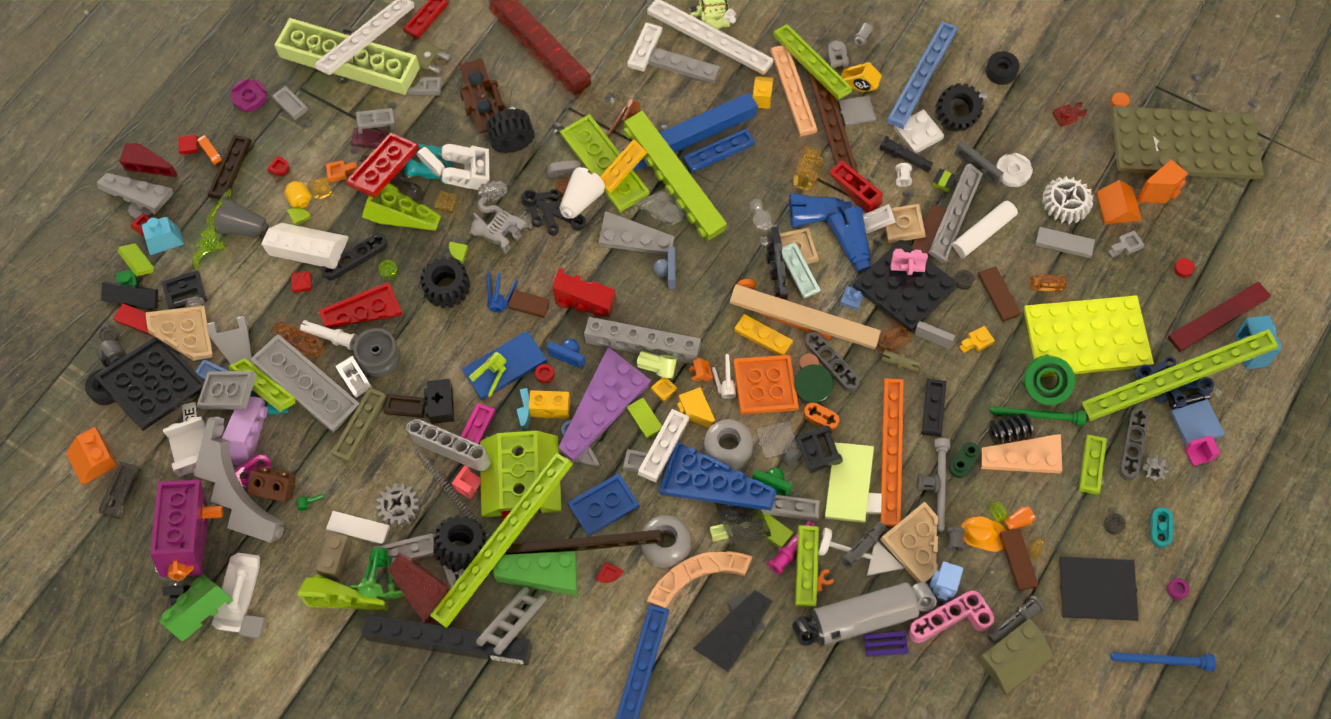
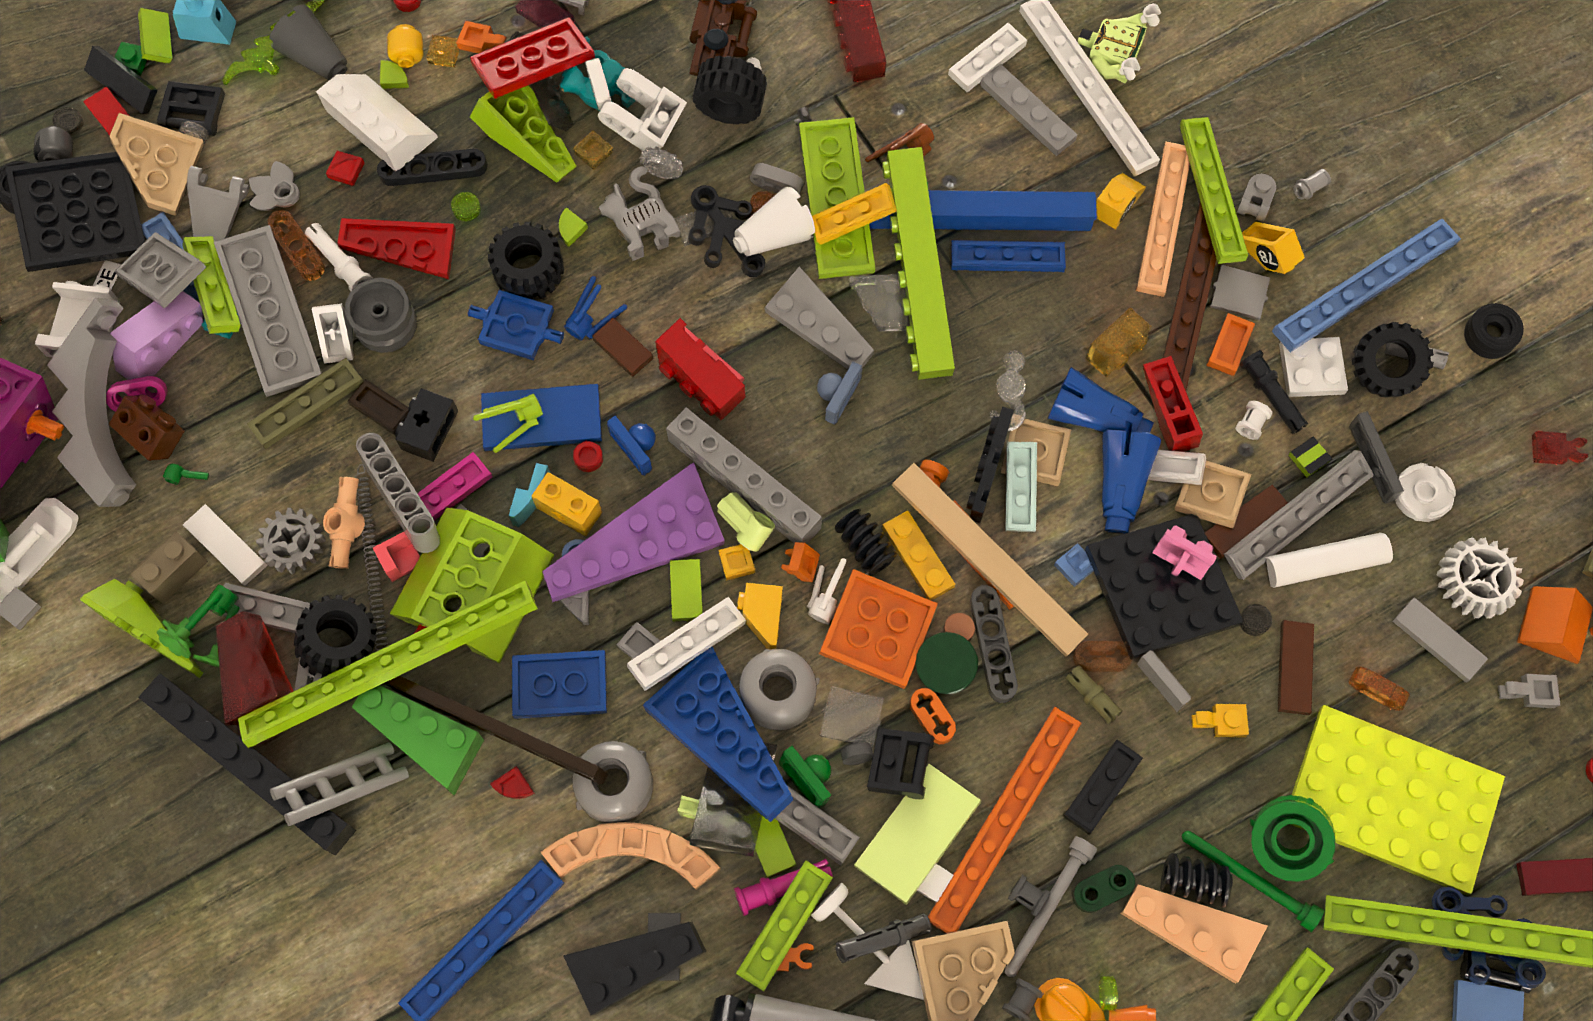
camera: 25 degrees right, 5 degrees up
(263, 313) = (272, 188): none -> light grey plate
(428, 485) = (343, 523): none -> light nougat pin
(459, 320) = (516, 324): none -> blue plate
(731, 342) = (865, 542): none -> black piece
(868, 141) = (1230, 344): none -> orange tile

